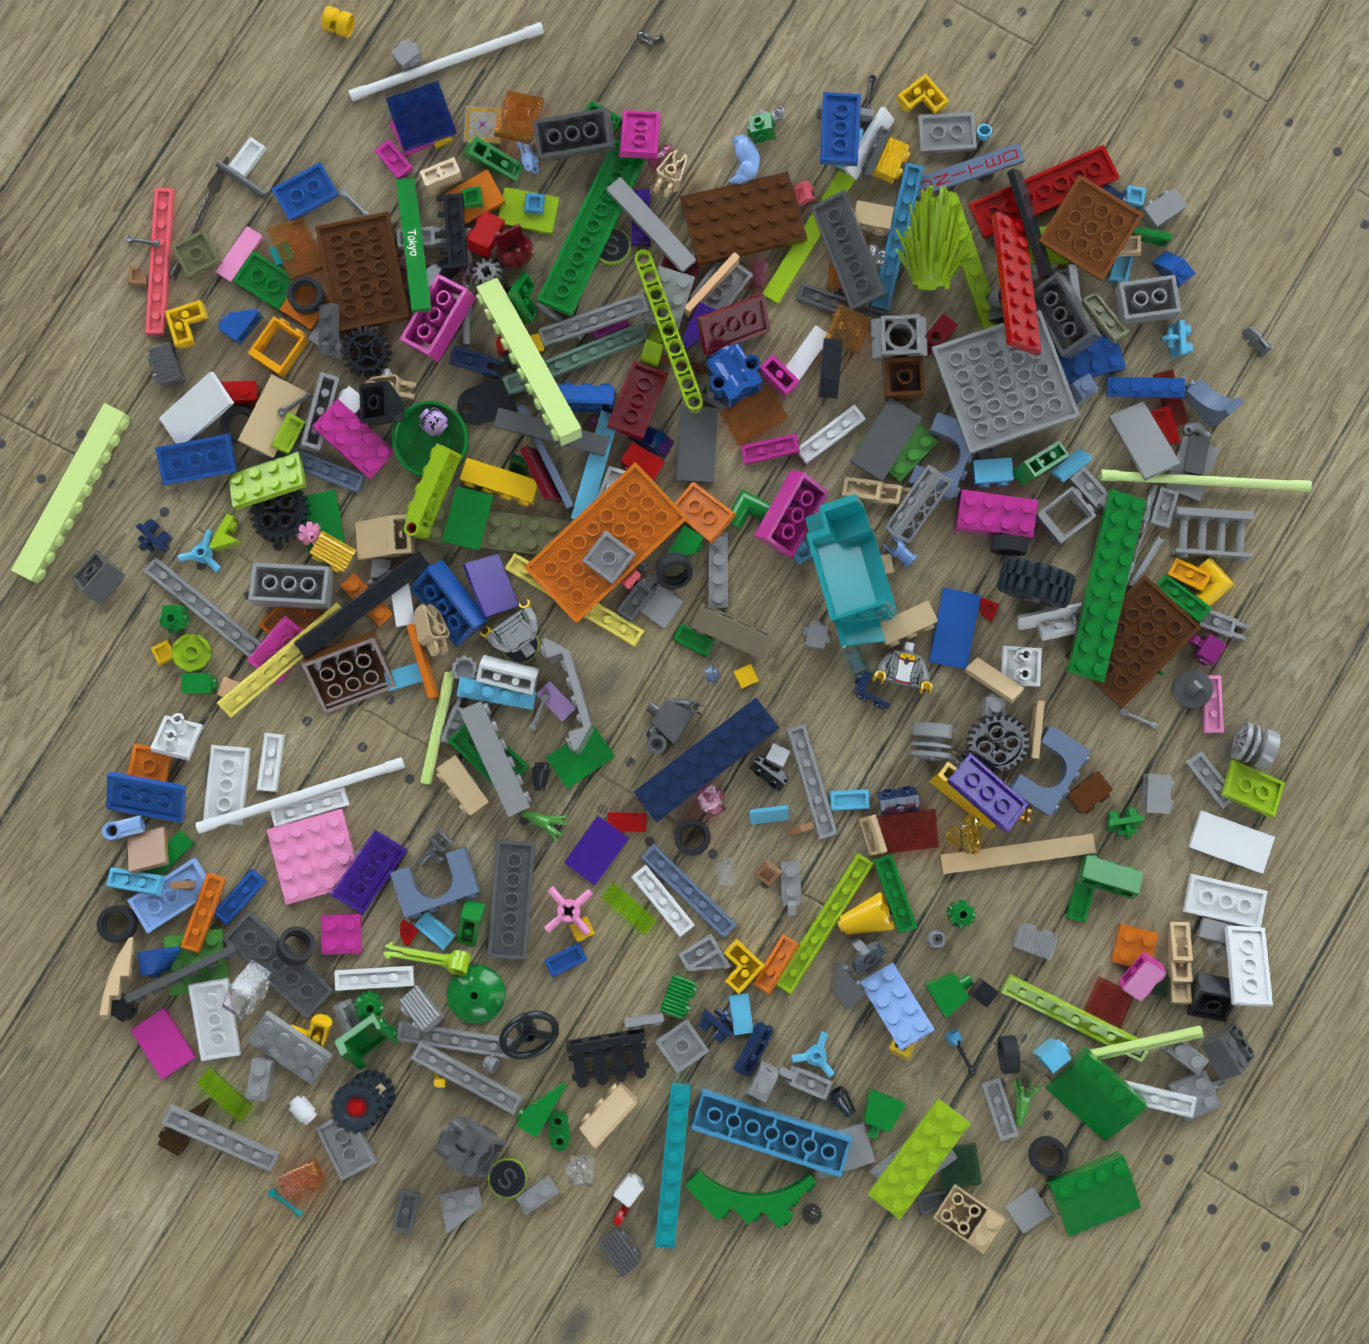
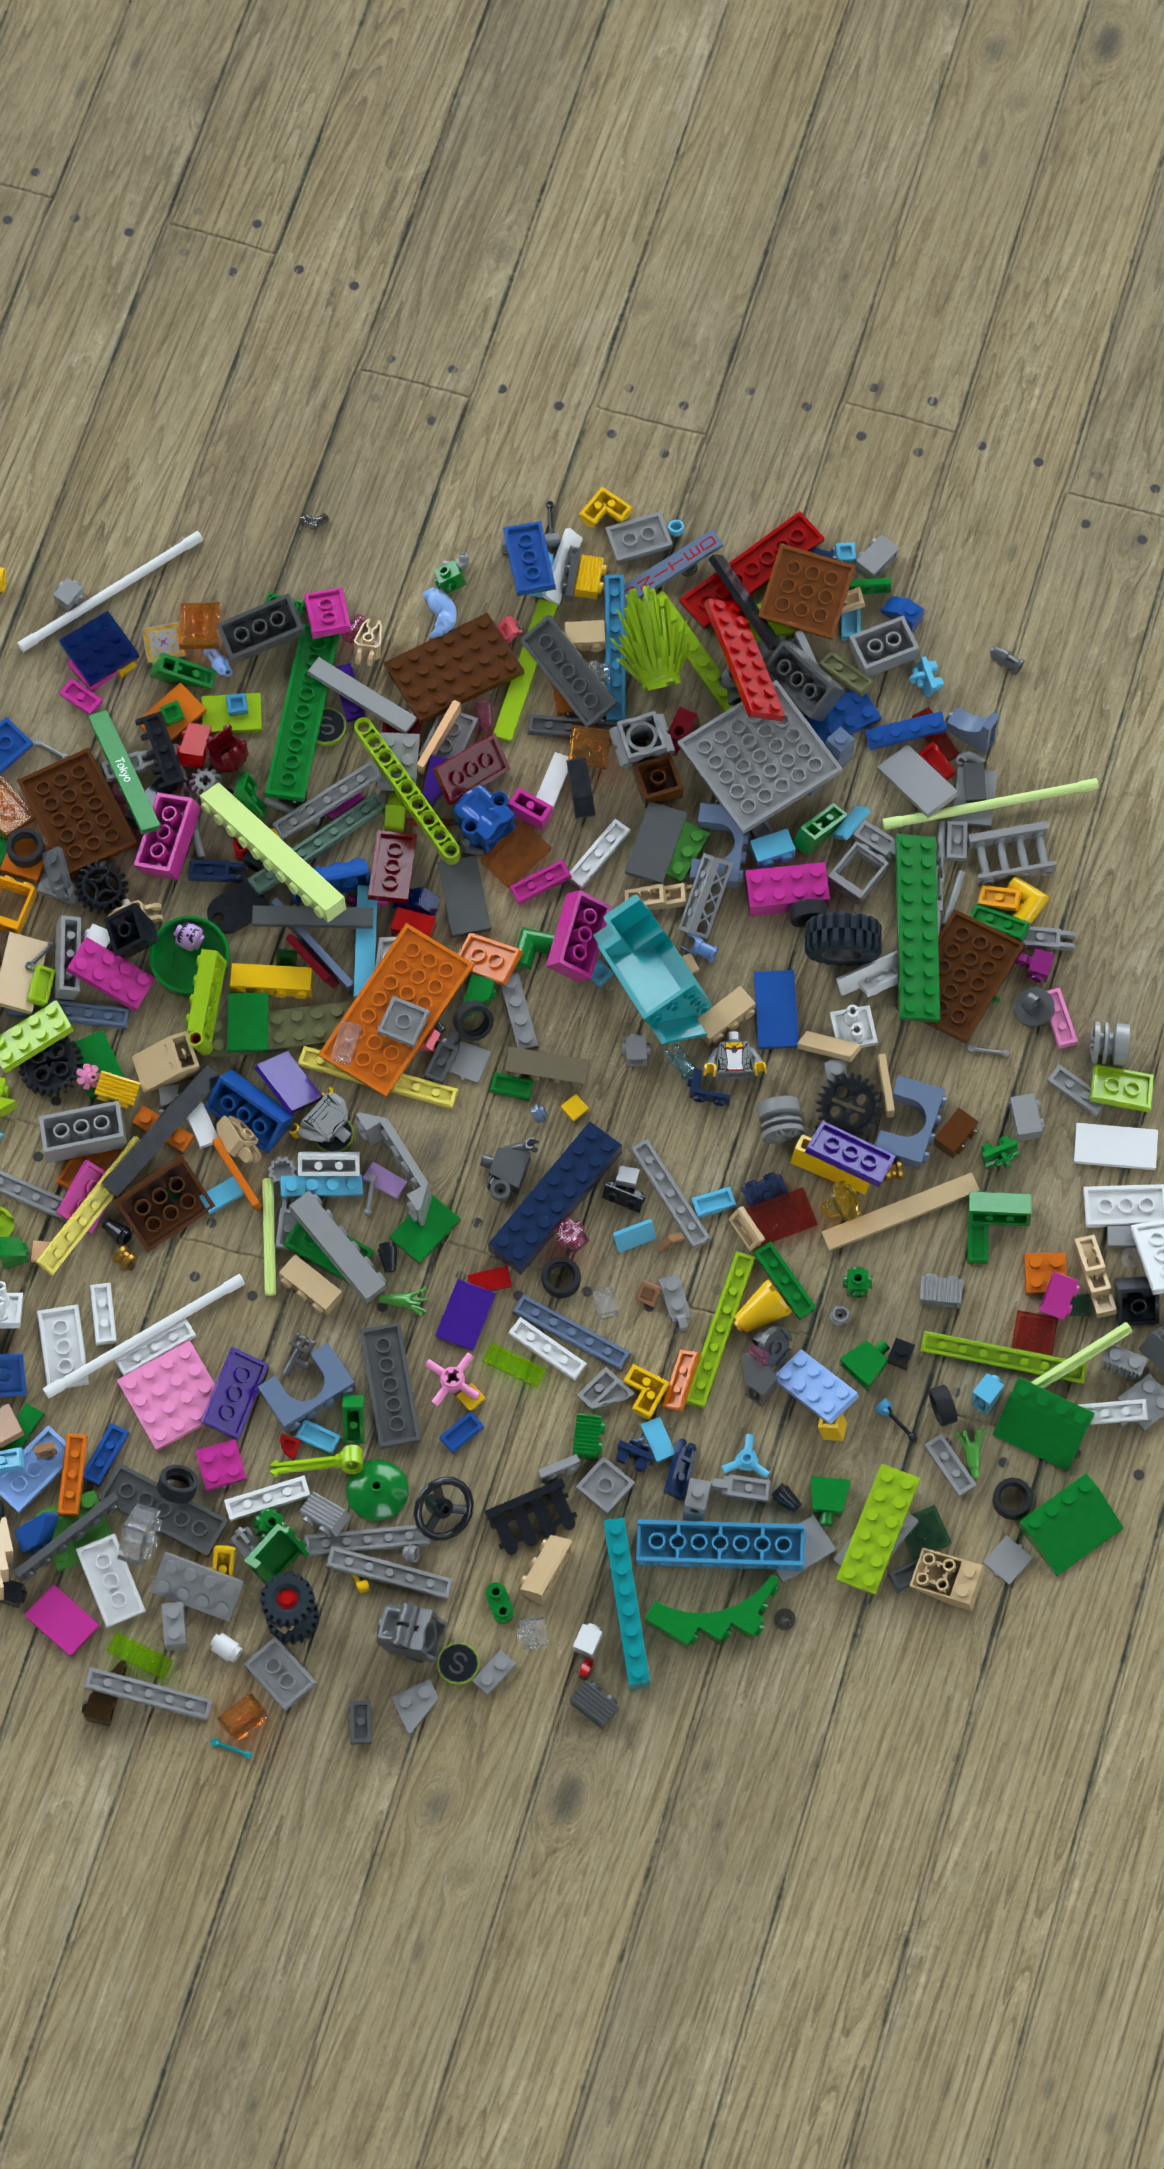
camera: 10 degrees left, 15 degrees down
(301, 687) = (118, 1232): none -> black cone
(301, 716) = (124, 1258): none -> pearl gold wheel
(442, 177) = (135, 701): tan hinge -> none
(537, 1112) = (473, 1587): green slope -> none
(551, 564) = (346, 1042): none -> clear plate
(855, 969) = (763, 1356): none -> clear pink tile
(988, 609) = (805, 982): red tile -> none

